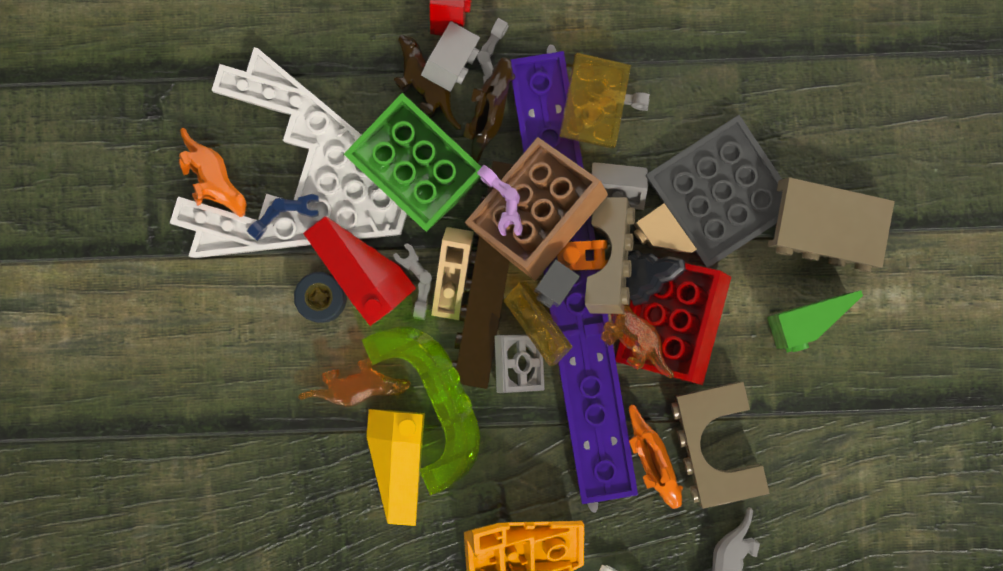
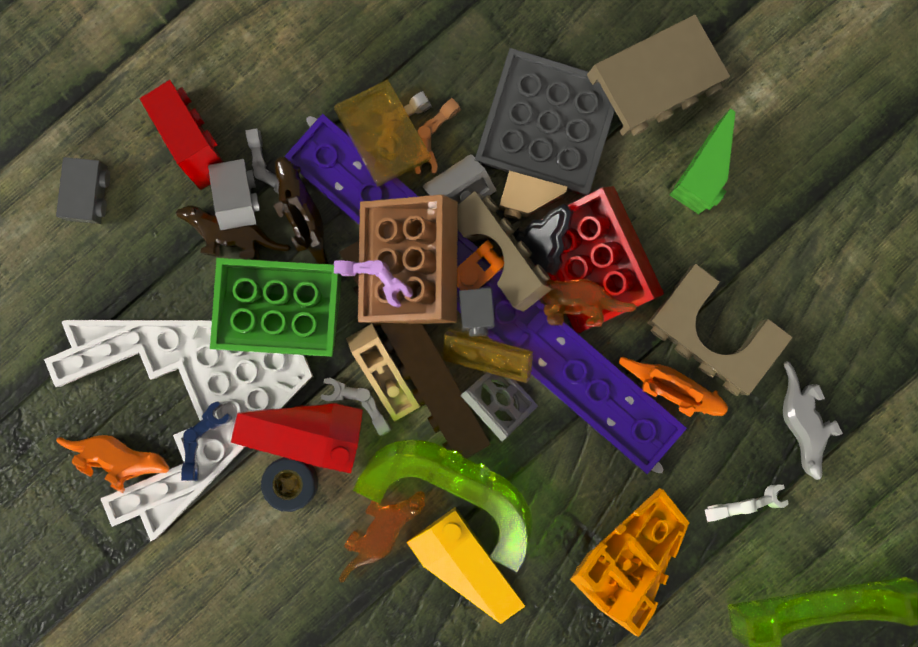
camera: 40 degrees left, 0 degrees up
(626, 125) = (425, 132): none -> medium nougat piece

